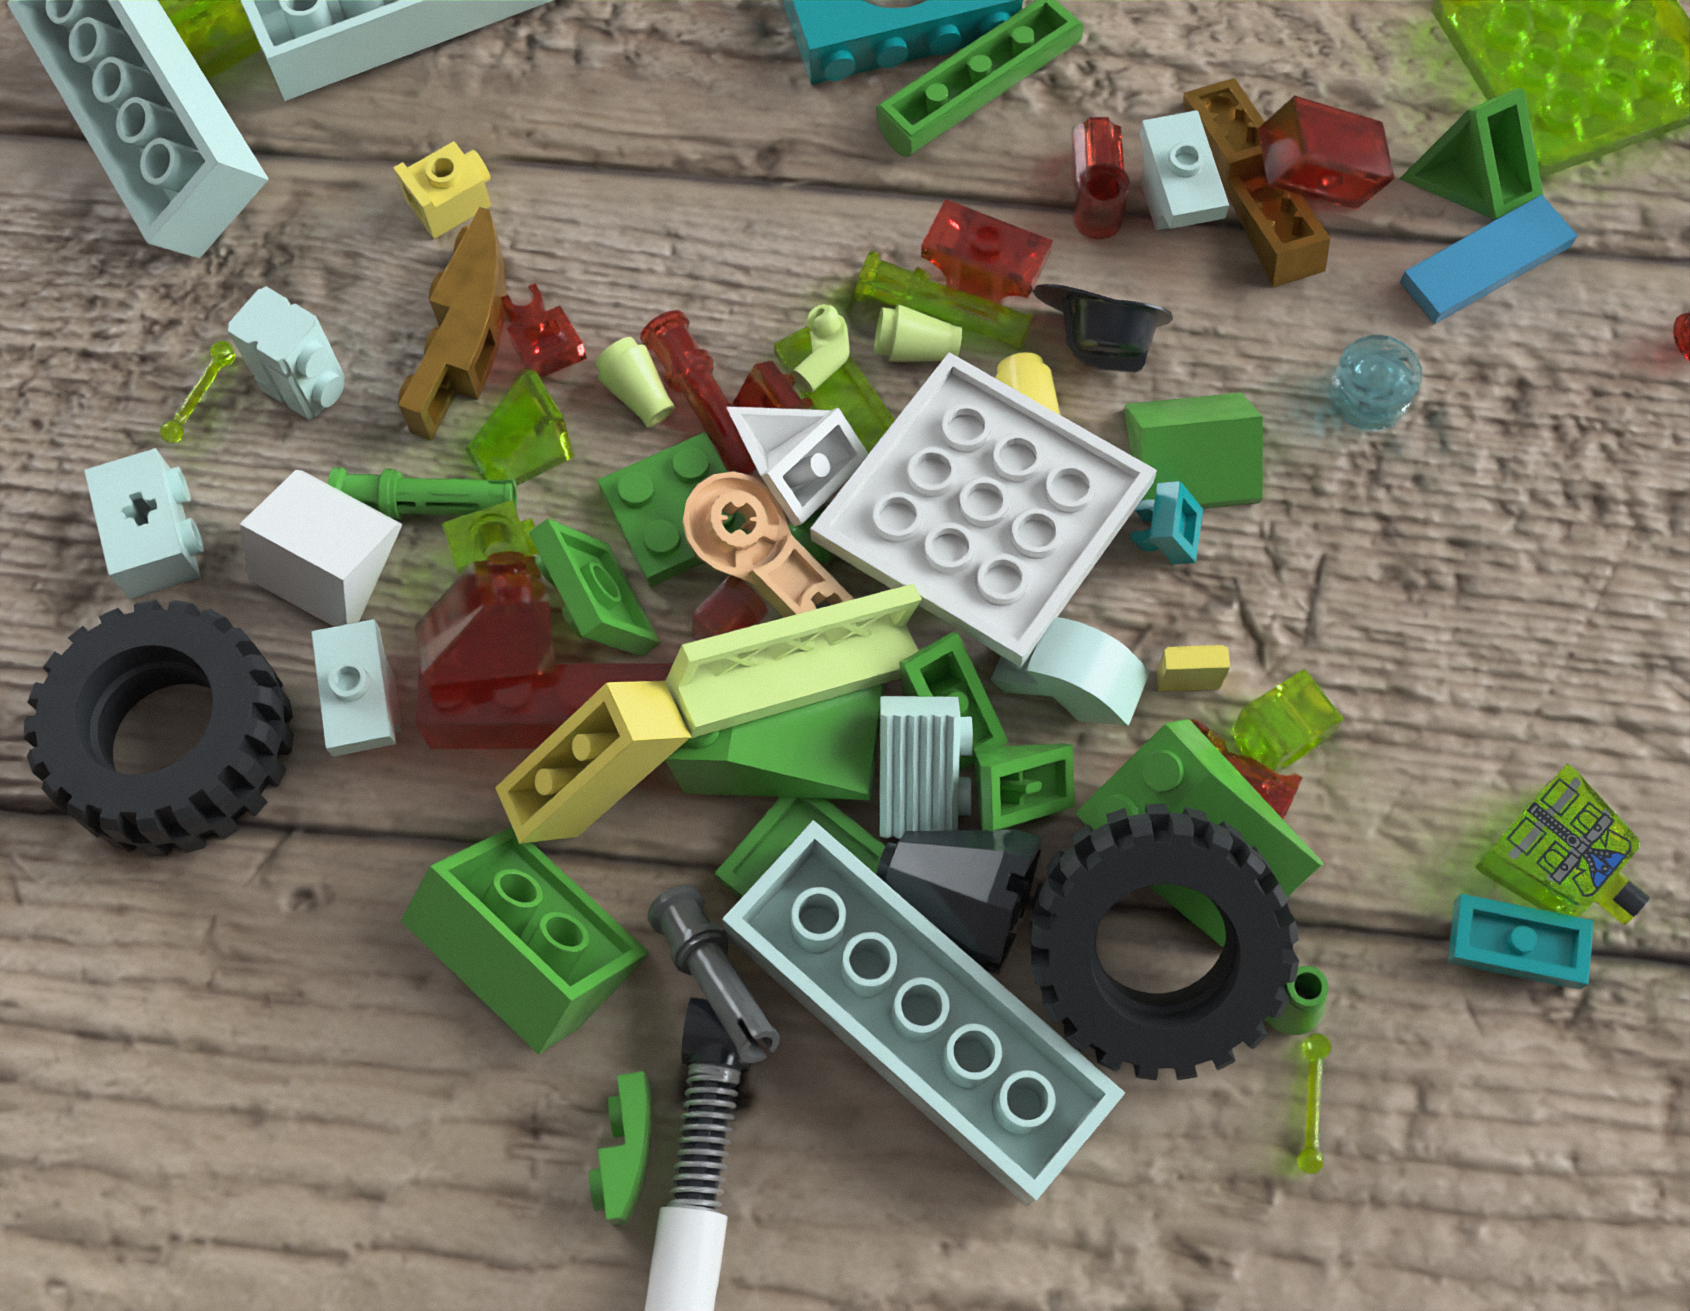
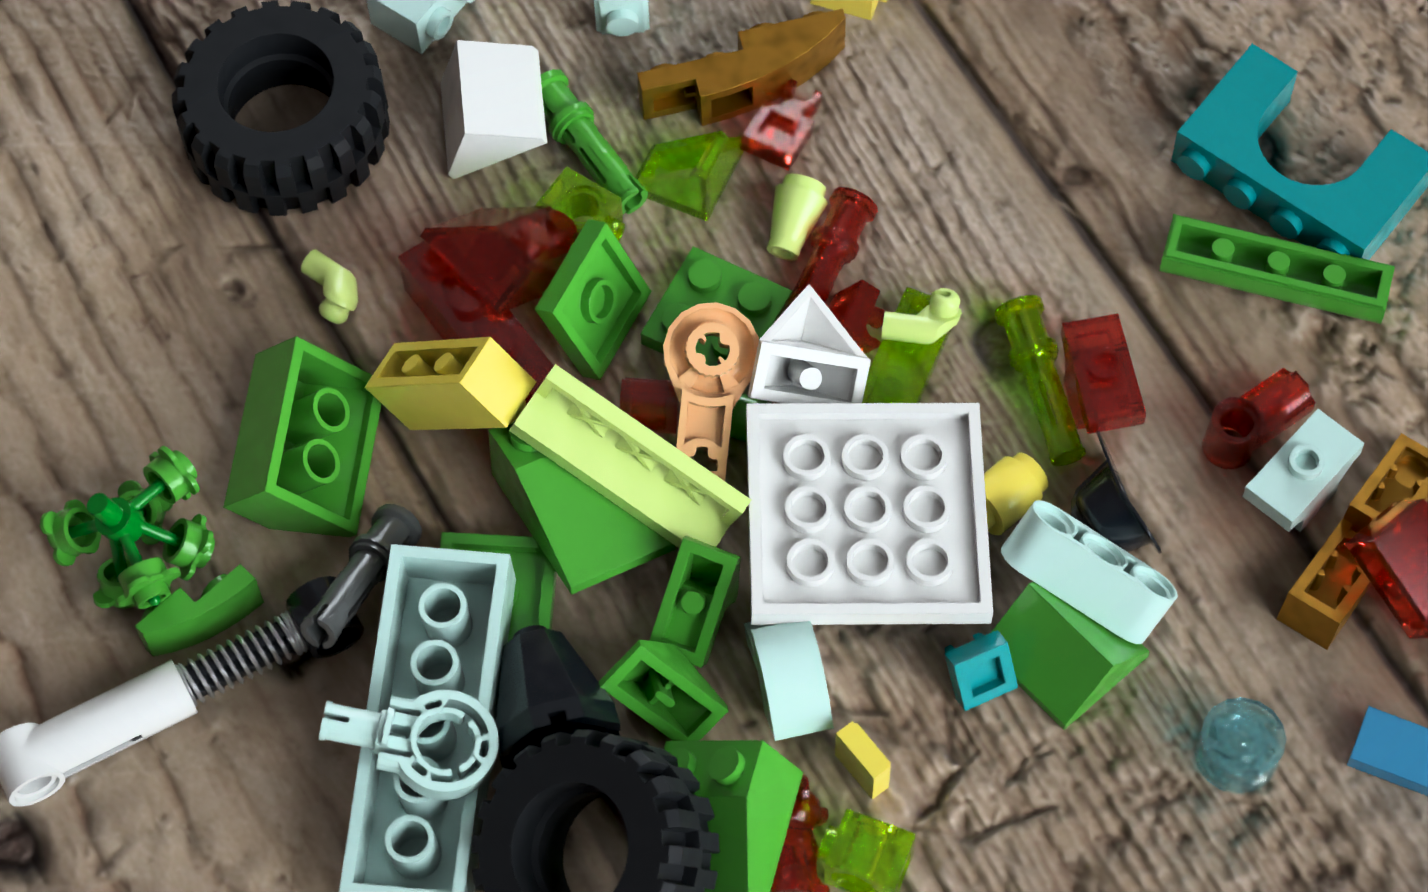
camera: 55 degrees right, 5 degrees down
(355, 688) = (400, 204): light aqua brick -> none
(382, 801) = (338, 286): none -> yellowish green arm
(493, 1157) = (136, 513): none -> bright green plant
(914, 336) = (994, 380): yellowish green cone -> none
(919, 1051) = (411, 718): none -> light aqua pin
(921, 764) = (624, 602): light aqua brick -> none
(1156, 380) = (1088, 572): none -> light aqua beam

